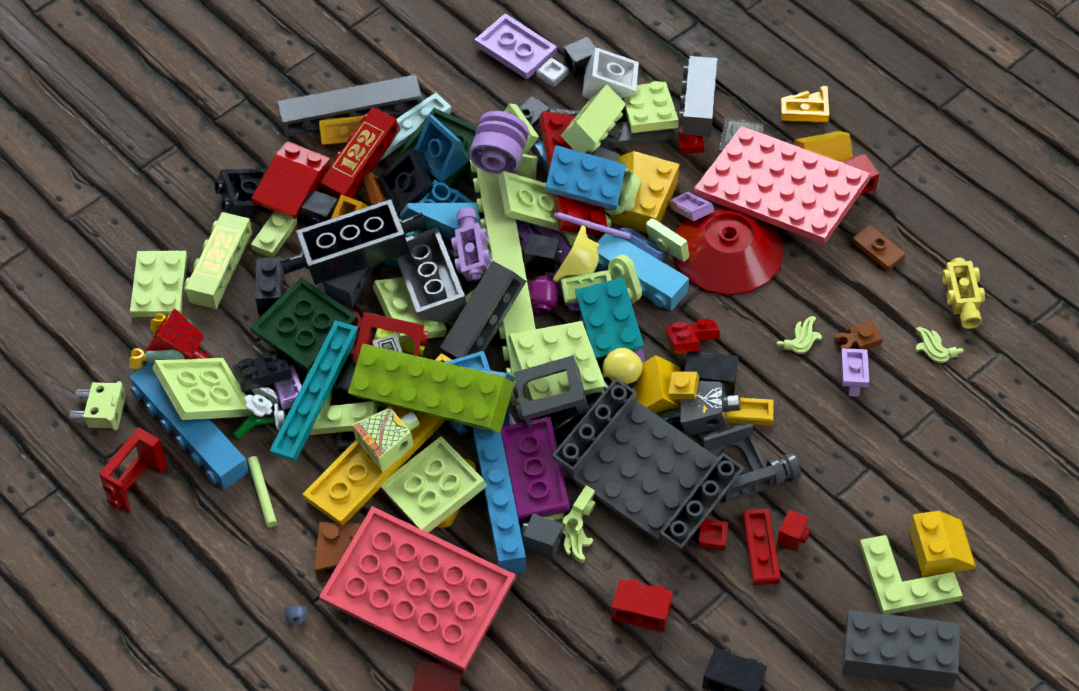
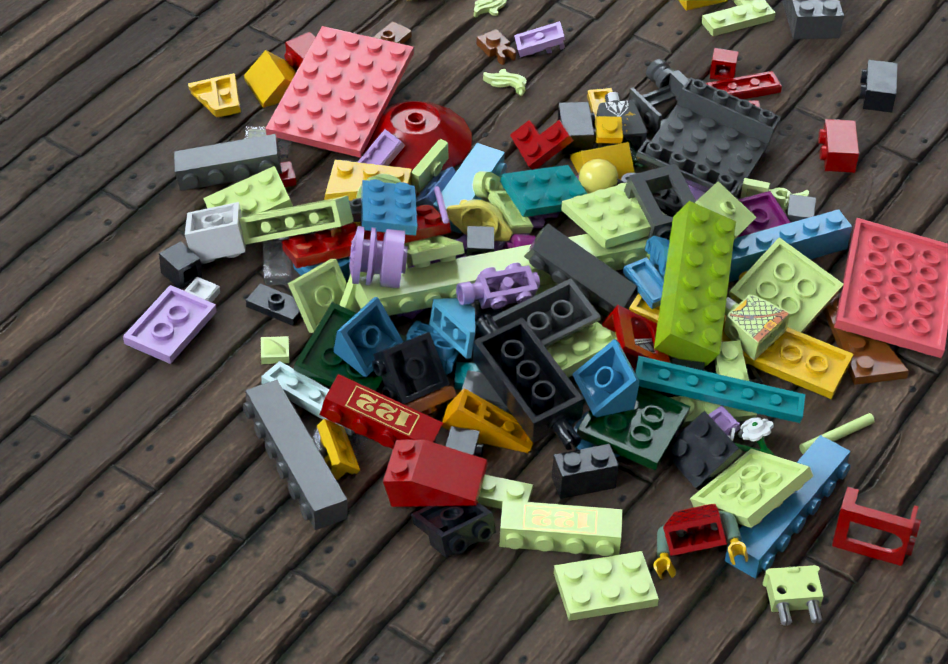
camera: 105 degrees left, 10 degrees down
(336, 303) = (608, 381): none -> dark azure slope
(472, 110) = (274, 350): none -> yellowish green tile
(527, 440) = (724, 203): none -> yellowish green plate

